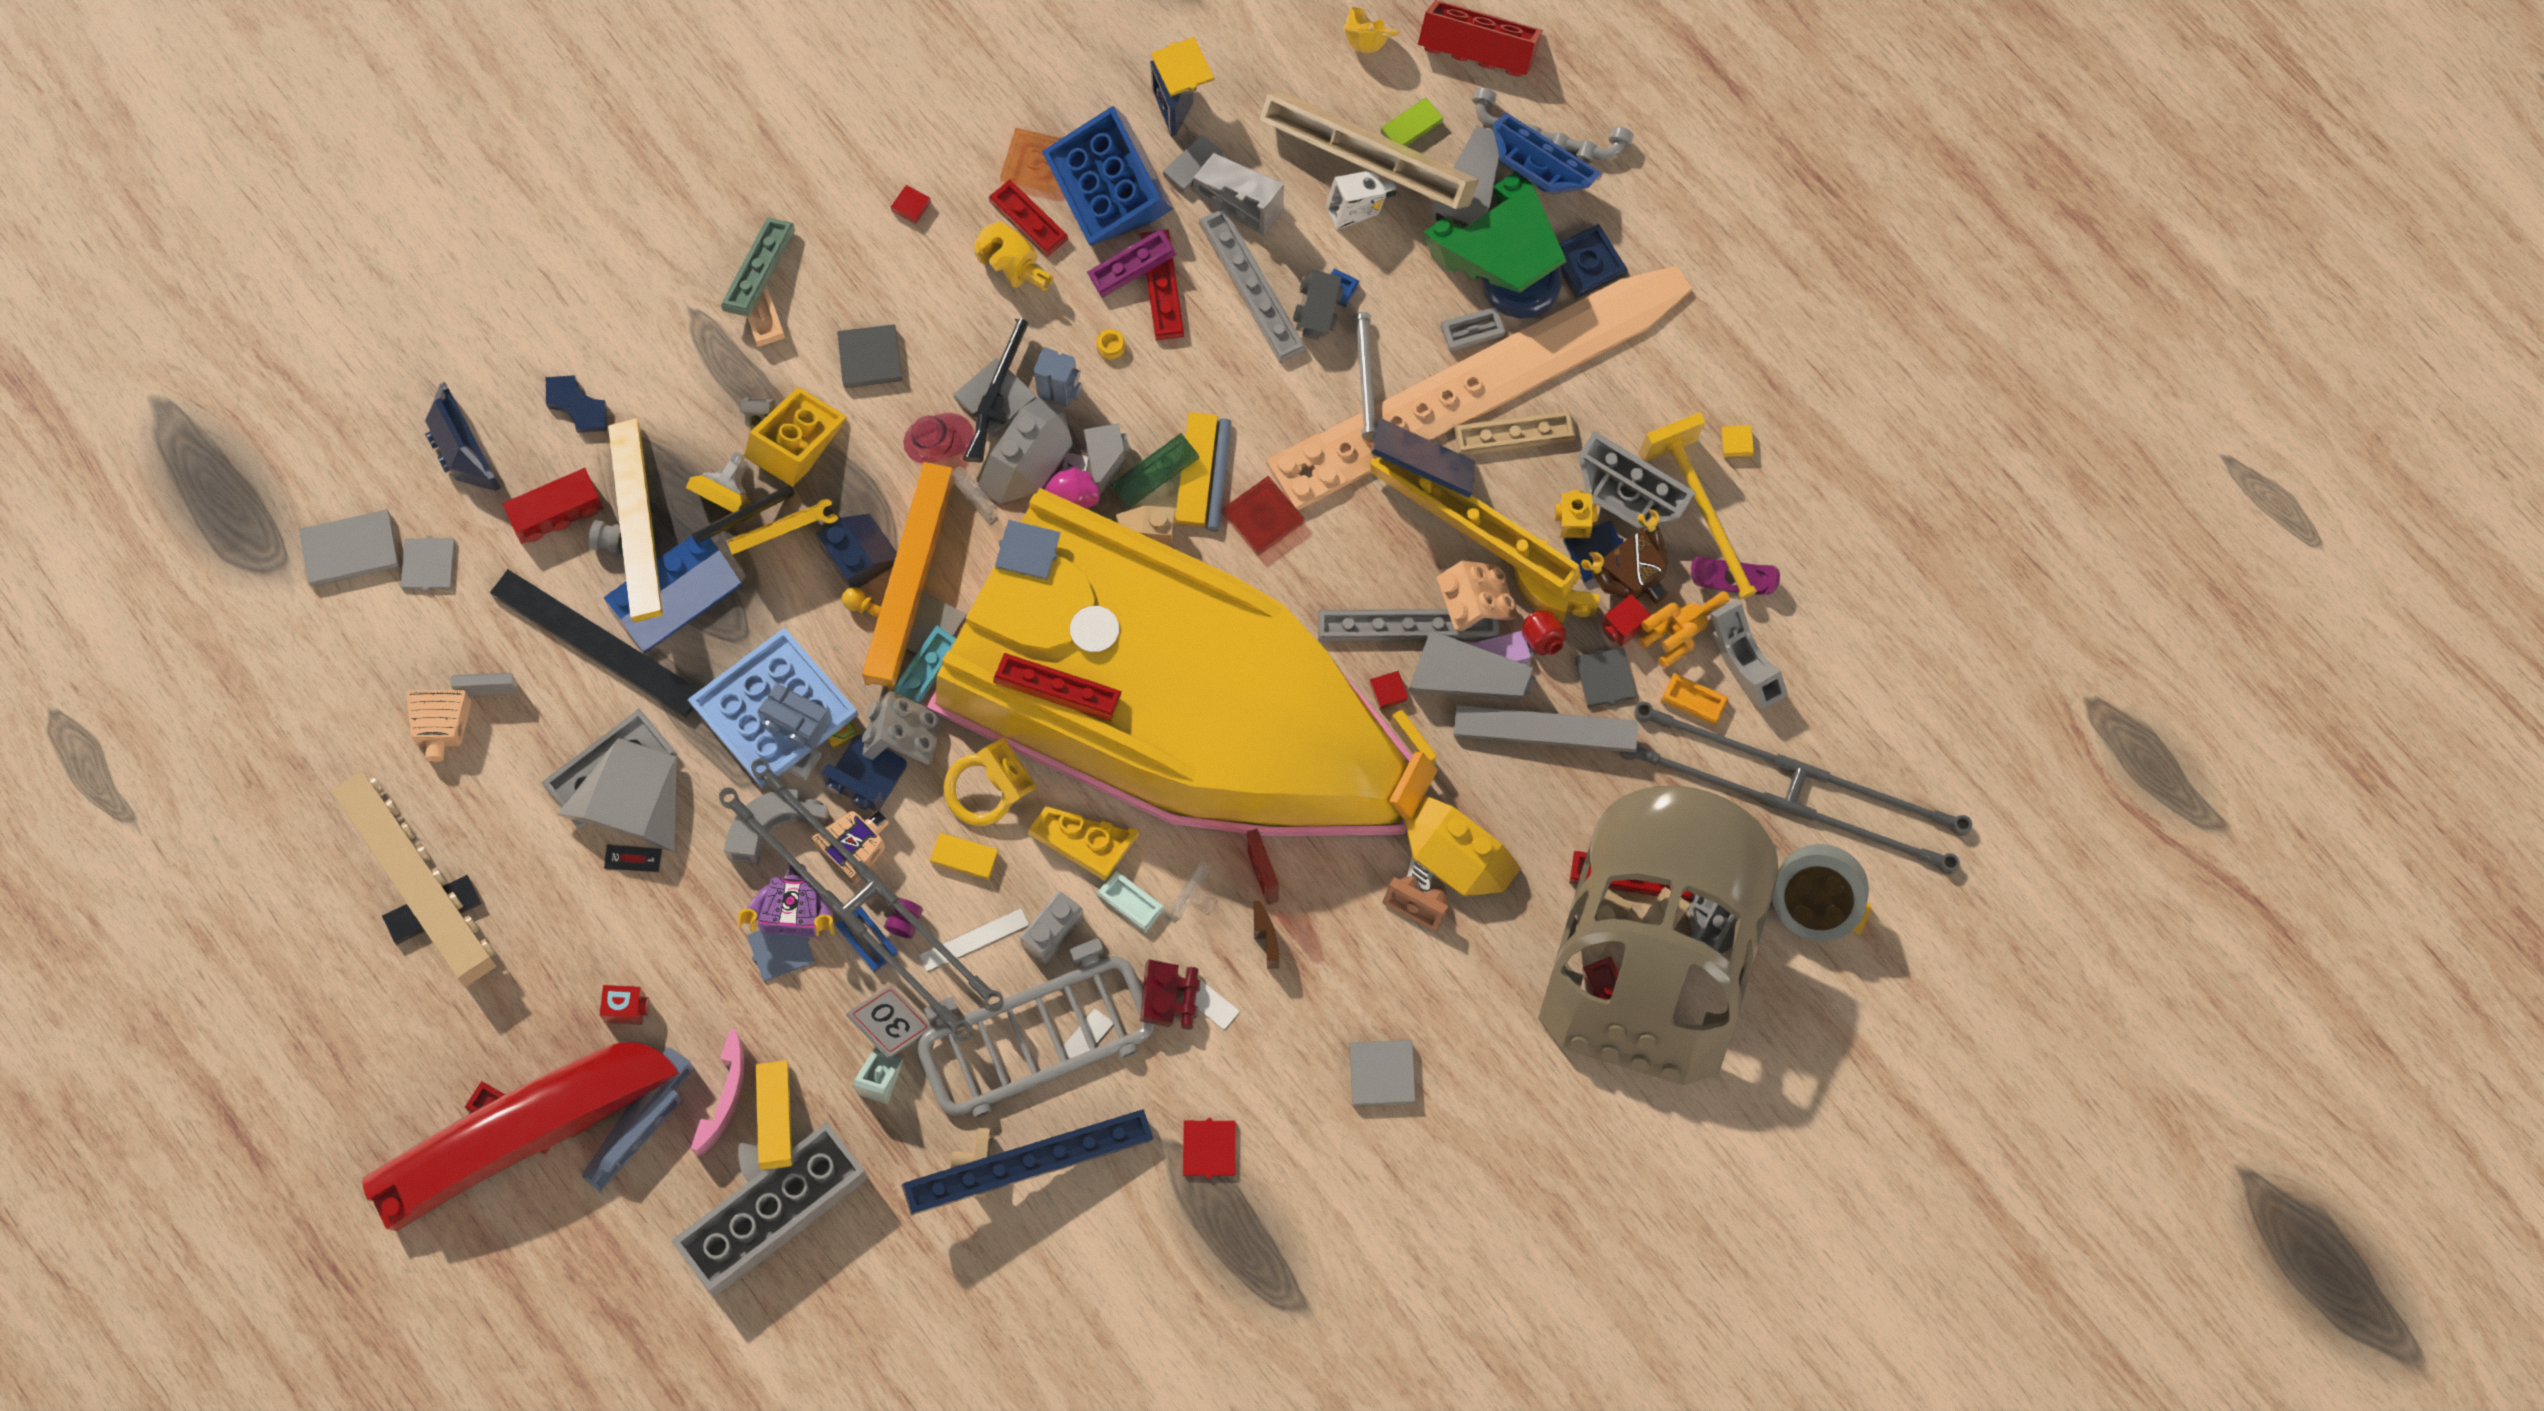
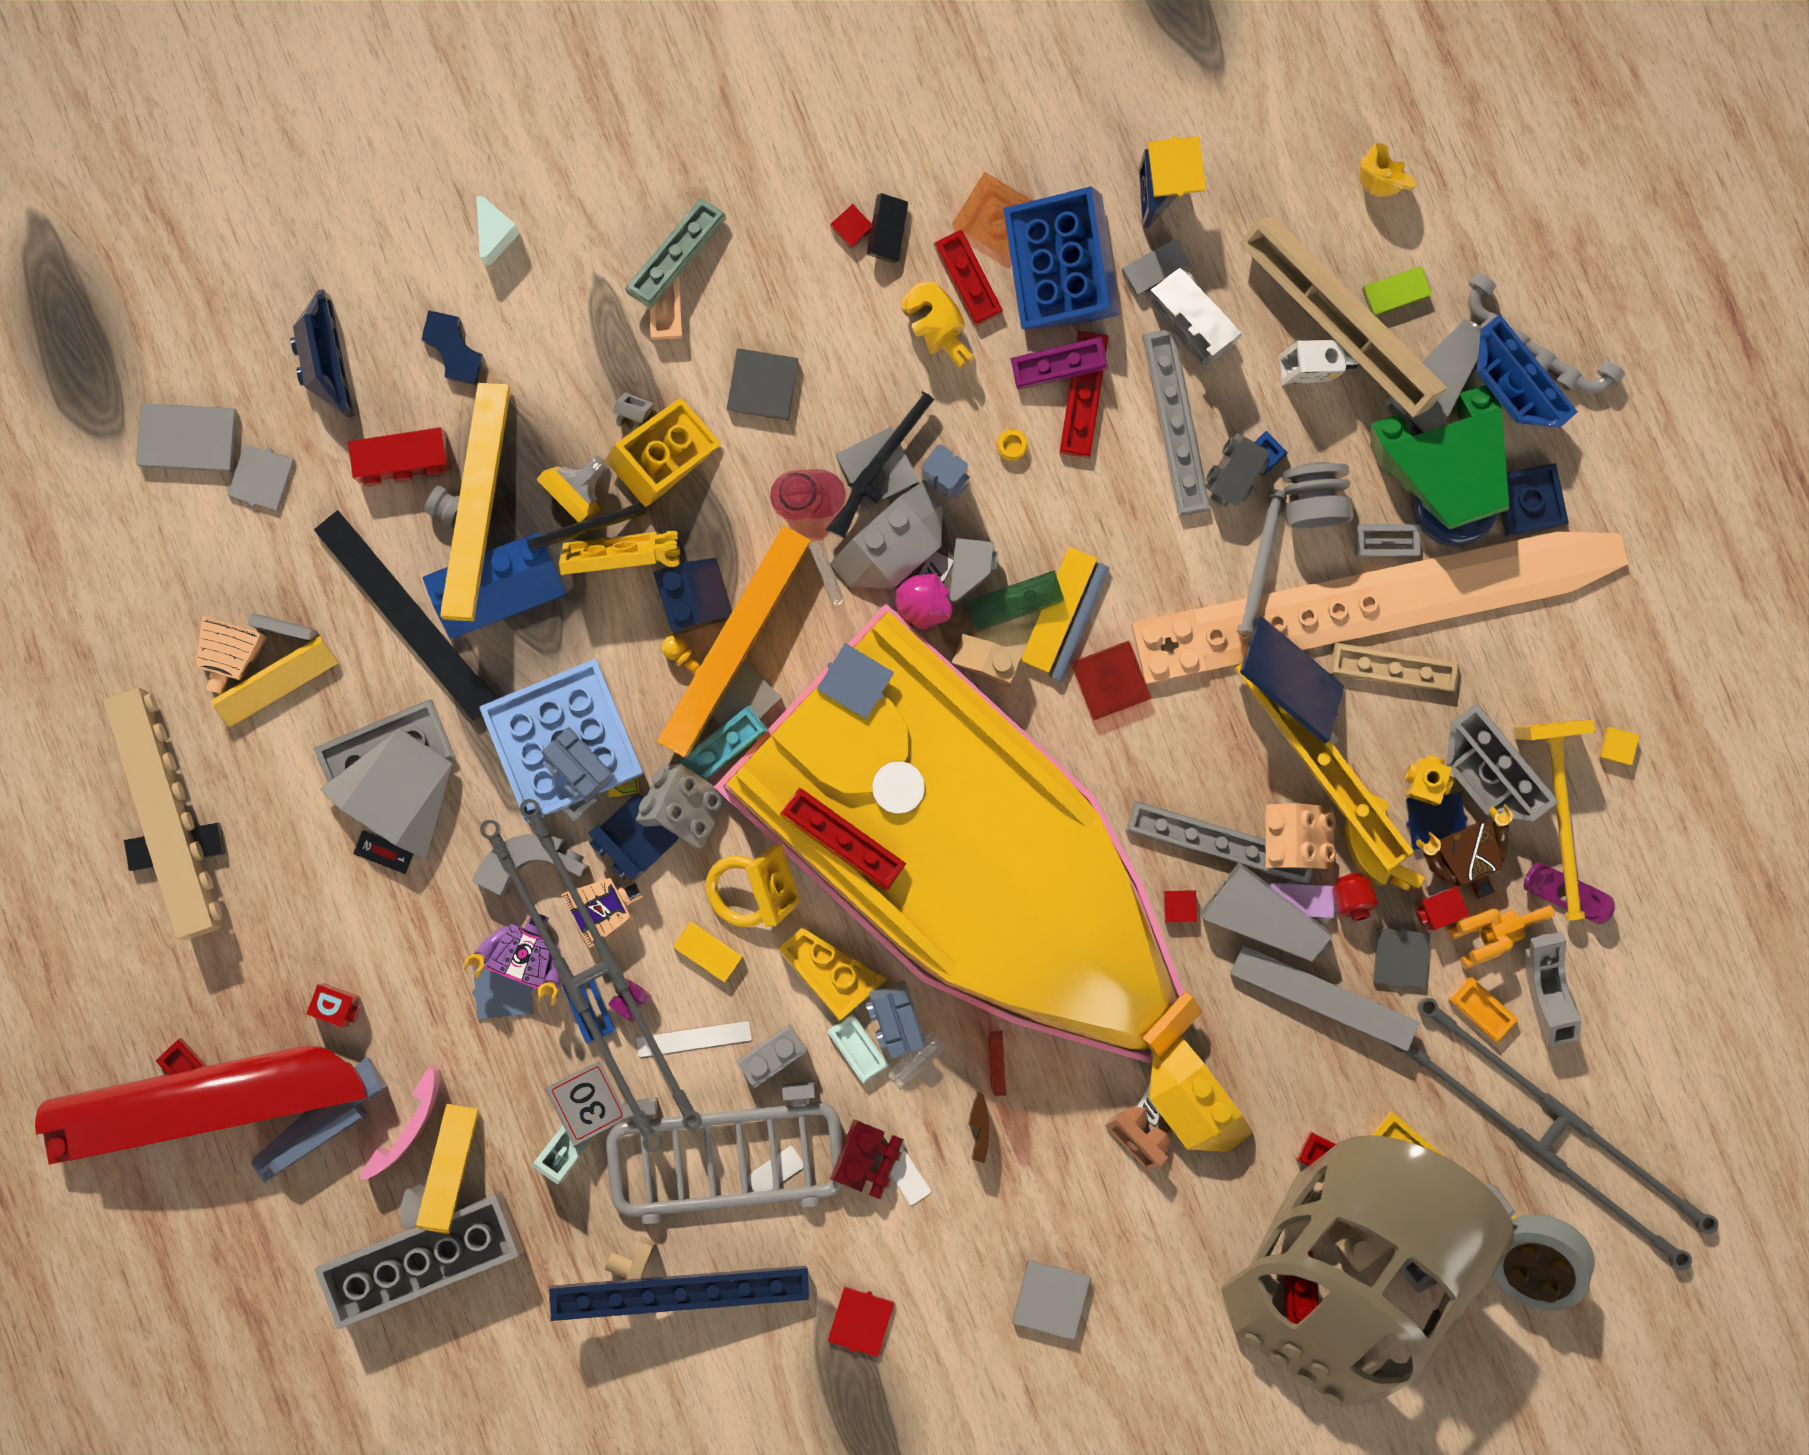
camera: 15 degrees right, 15 degrees up
(488, 733) = (274, 681): none -> yellow tile
(589, 293) = (494, 231): none -> light aqua slope
(943, 196) = (887, 228): none -> black tile
(1157, 859) = (896, 1019): none -> sand blue brick
(1396, 303) = (1317, 492): none -> light grey wheel
(1411, 735) = (1188, 969): yellow tile -> none
(1479, 38) = (1500, 214): red slope -> none

